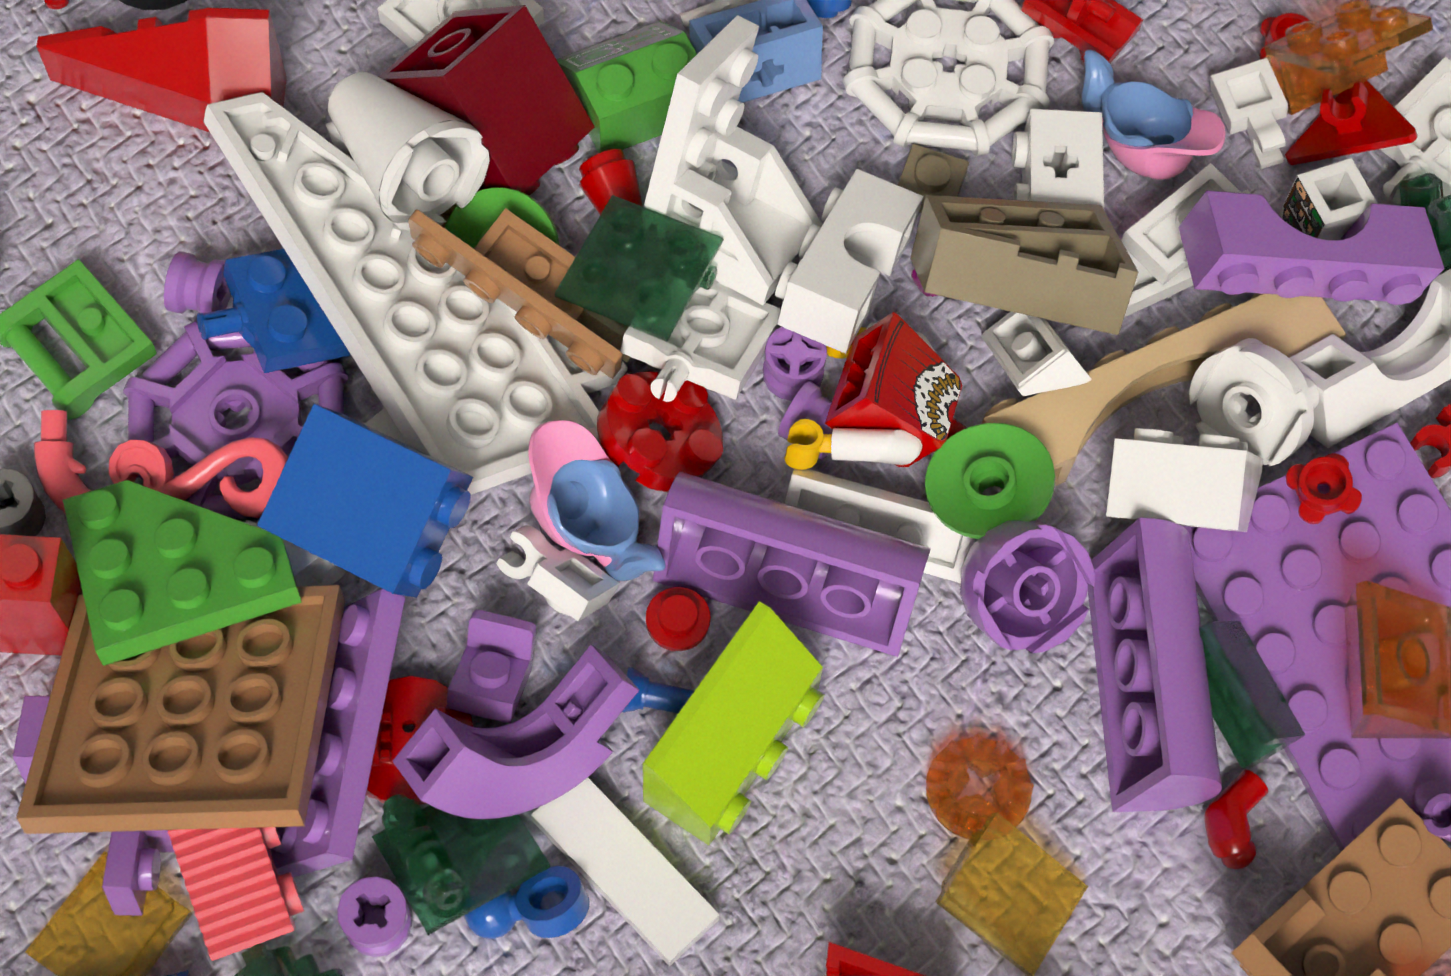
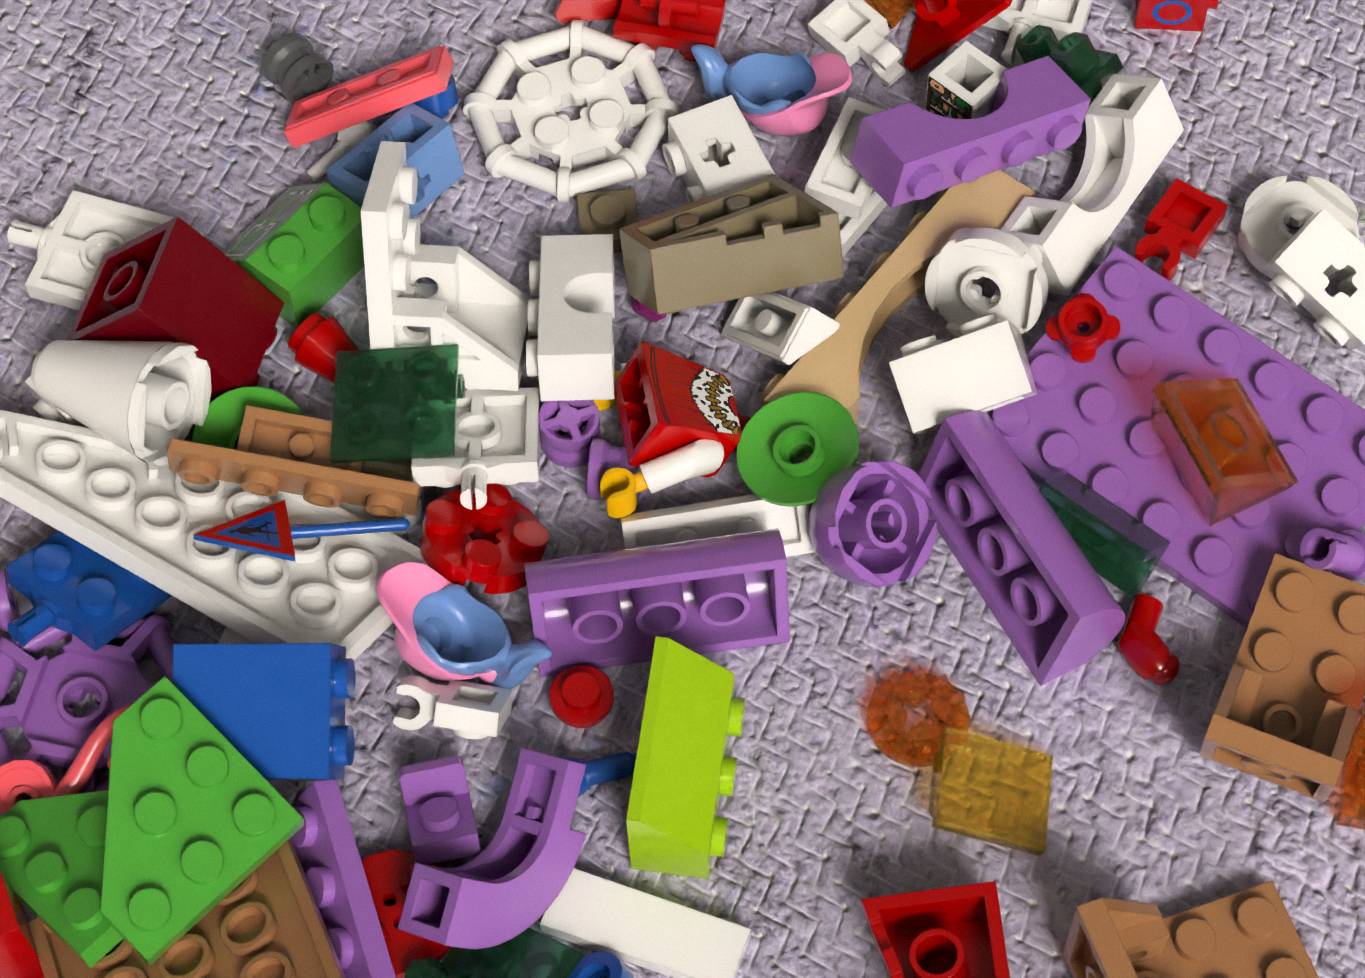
camera: 20 degrees left, 5 degrees down
(239, 572) = (180, 821): none -> bright green plate
(466, 337) = (270, 533): none -> blue piece

